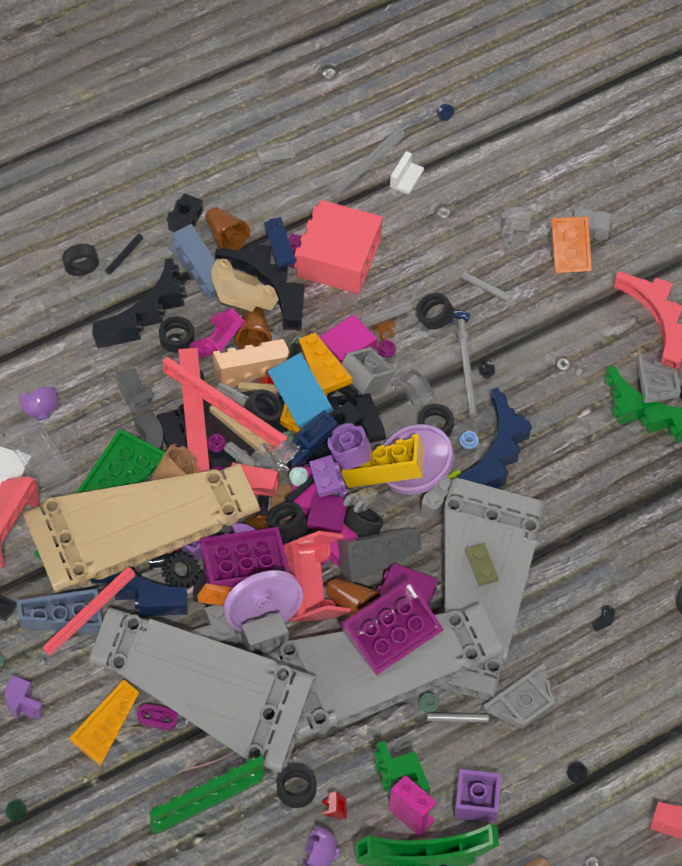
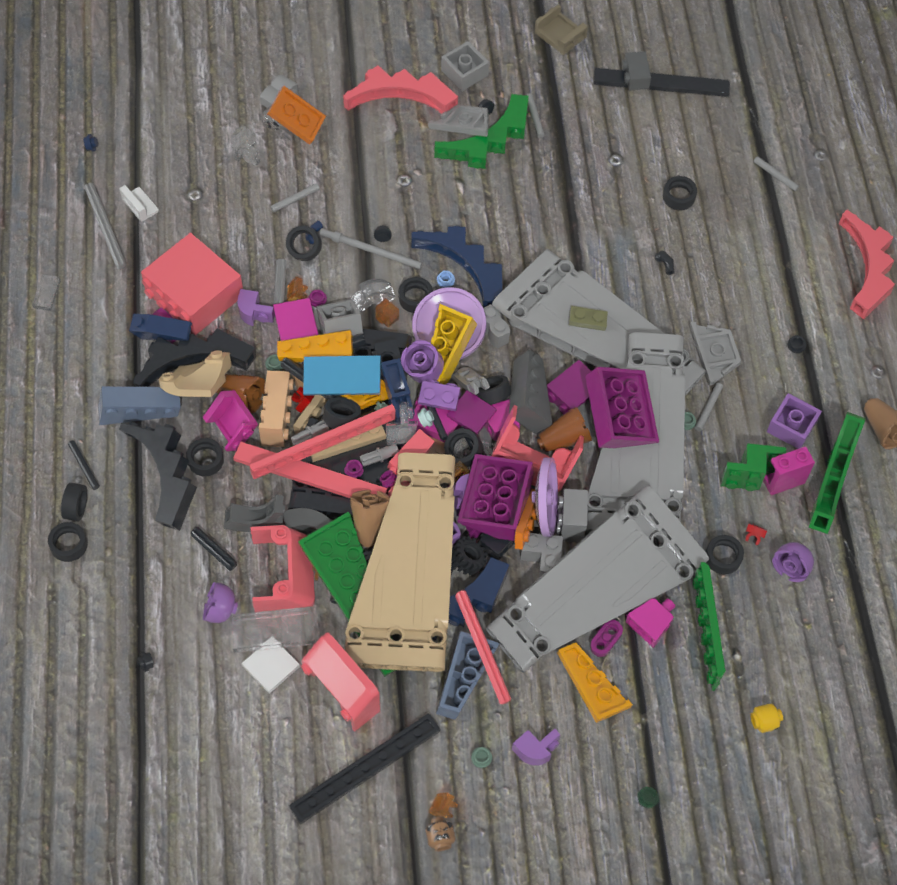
camera: 65 degrees left, 5 degrees up
(47, 285) = (59, 530): none -> black tyre
(84, 452) = (299, 589): none -> coral windscreen
(93, 379) = (213, 548): none -> black axle
(185, 212) = (70, 384): black brick -> none
(194, 748) = (651, 620): none -> dark pink torso
(227, 229) = (112, 365): dark orange cone -> none
(345, 300) = (250, 310): none -> medium lavender brick
(401, 407) = (386, 313): none -> clear orange plate

